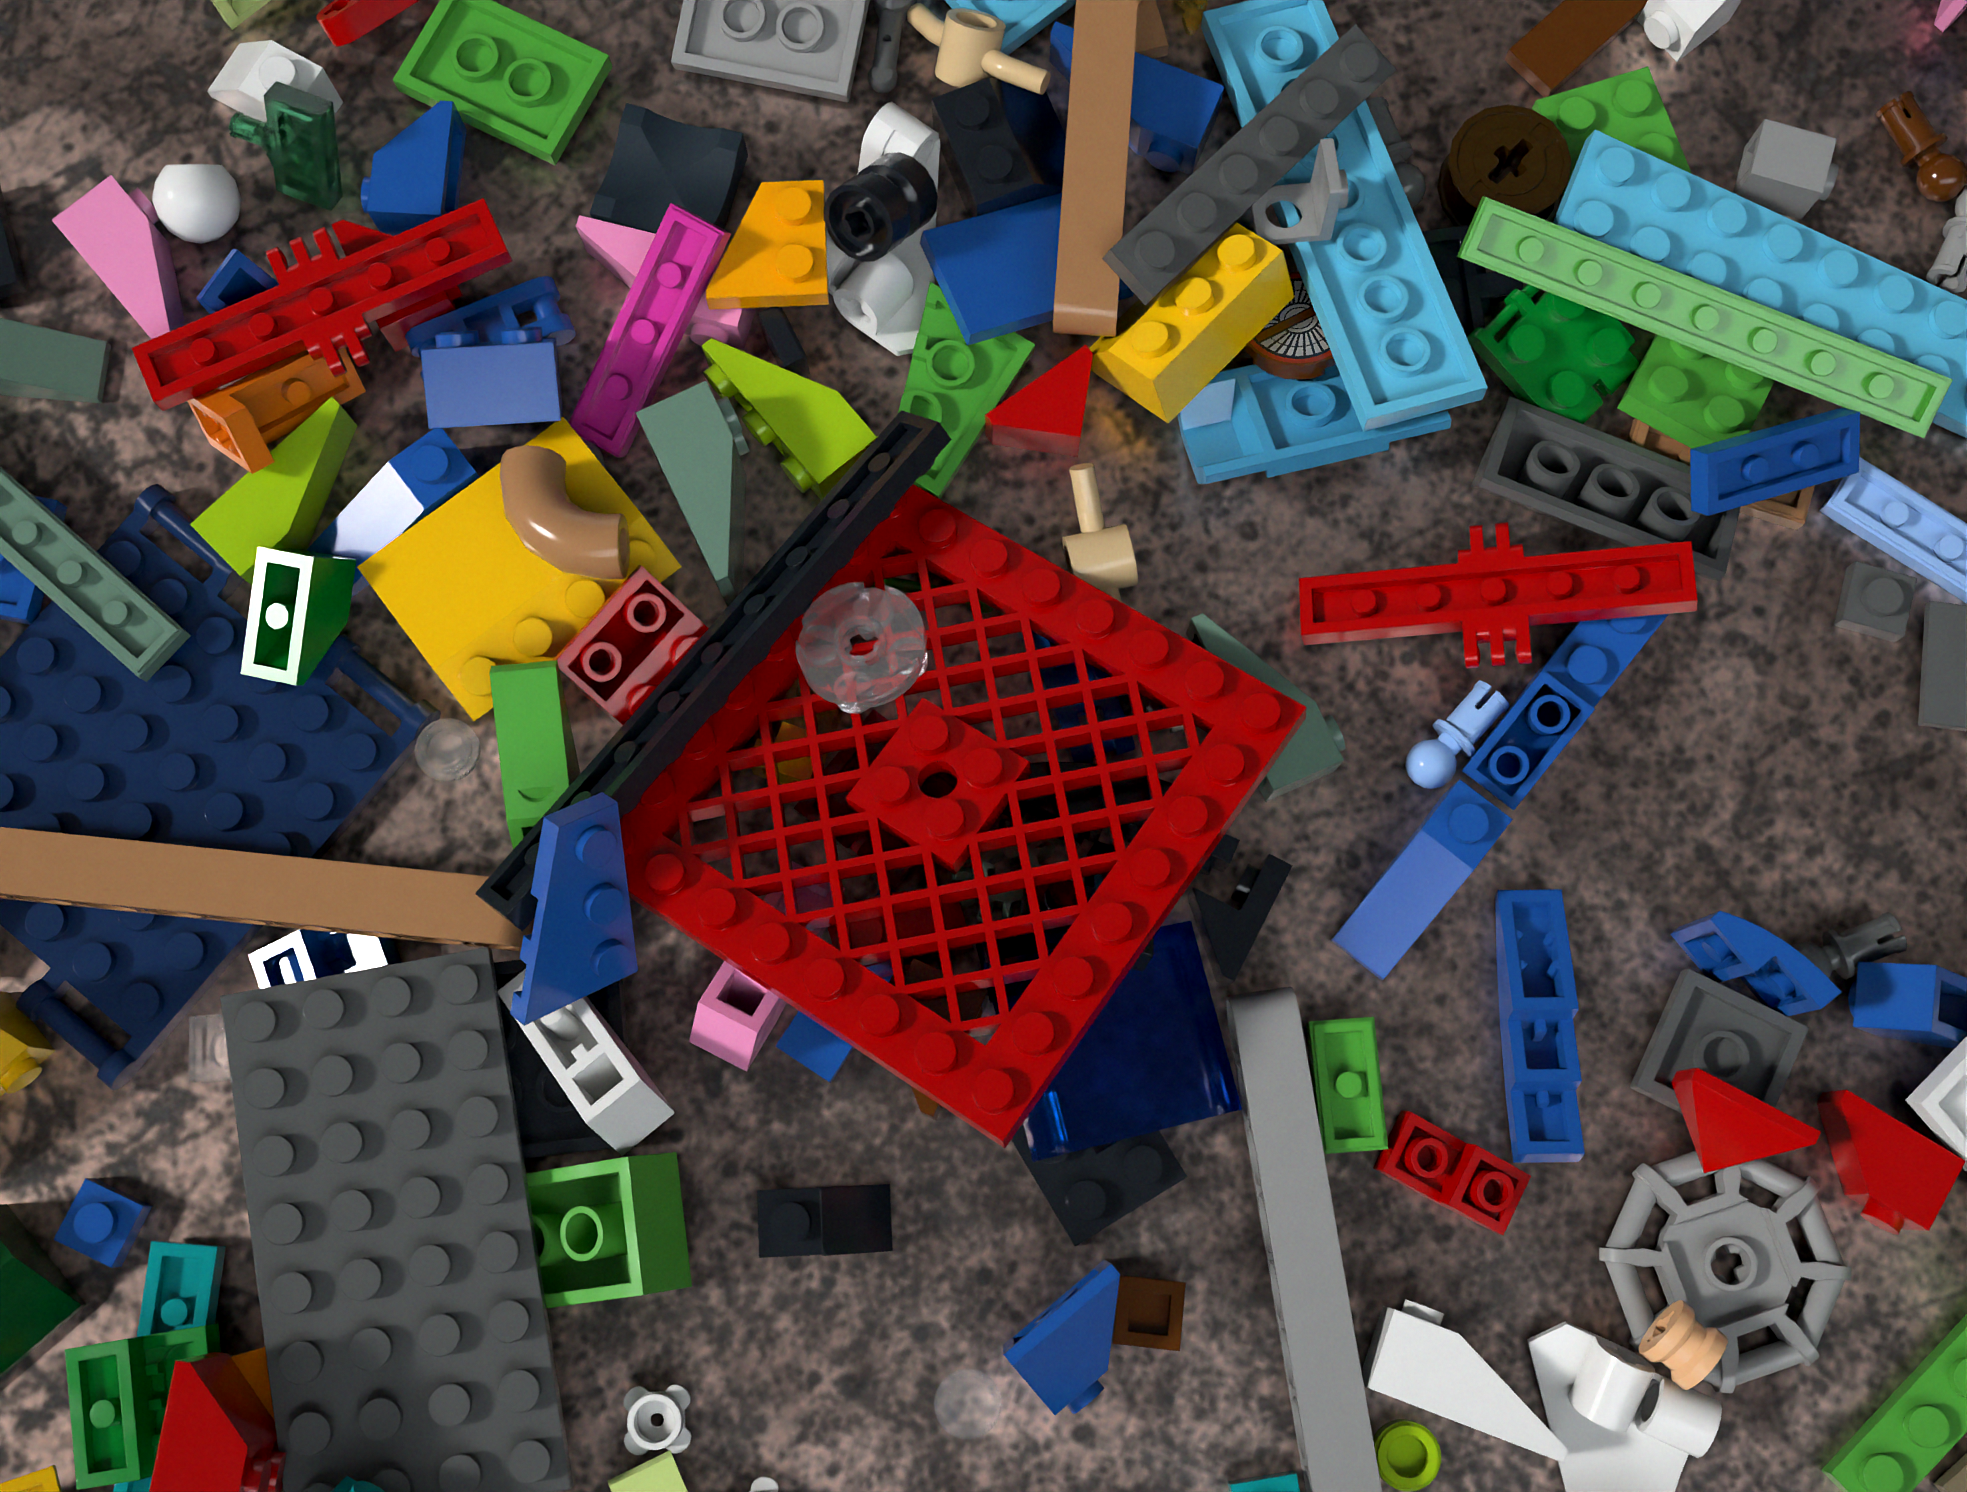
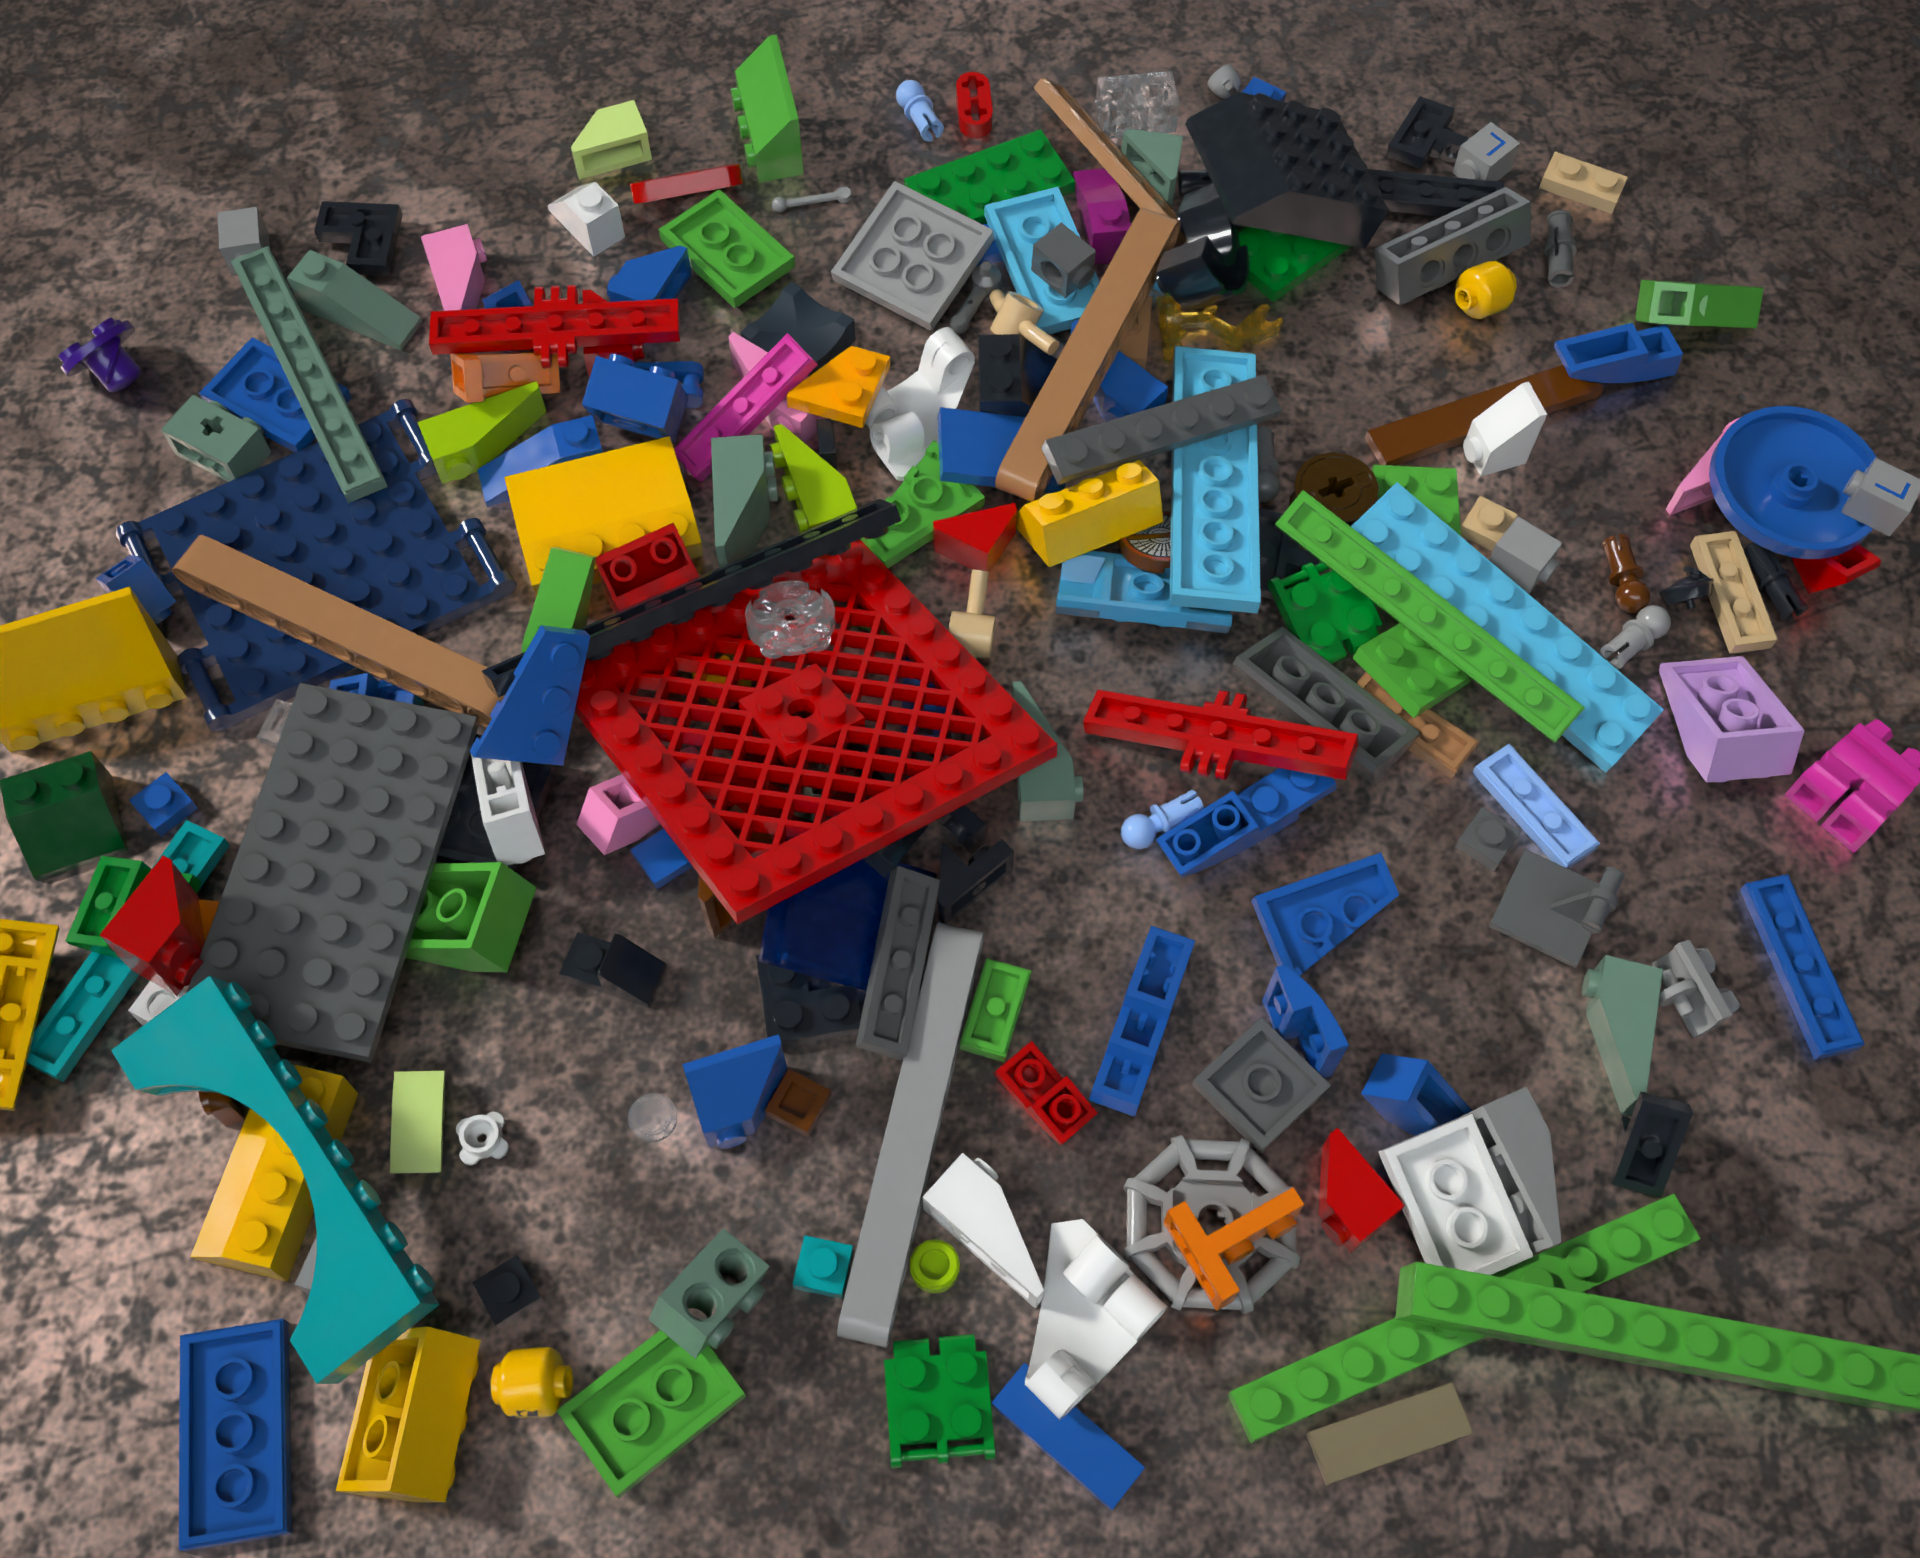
camera: 20 degrees right, 15 degrees down
(196, 201) = (511, 255): white piece -> none
(295, 612) = (456, 489): green slope -> none
(298, 143) = (585, 242): clear green plate -> none
(447, 750) = (510, 606): clear plate -> none
(552, 524) = (633, 486): medium nougat cylinder -> none
(643, 1434) = (436, 1041): white plate -> none
(880, 207) = (918, 382): black wheel -> none
(1207, 1083) = (898, 963): none -> dark grey plate
(1315, 200) = (1192, 462): light grey bracket -> none
(1421, 878) = (1102, 896): blue slope -> none
(1683, 1345) = (1152, 1249): light nougat wheel -> none
(1704, 788) = (1323, 910): none -> blue wing
(1716, 134) = (1487, 523): none -> tan plate
(1732, 1125) = (1250, 1122): red slope -> none
(1774, 461) = (1443, 717): blue plate -> none
(1775, 1293) = (1230, 1242): none -> orange bracket
(1858, 944) = (1371, 1049): dark grey pin -> none

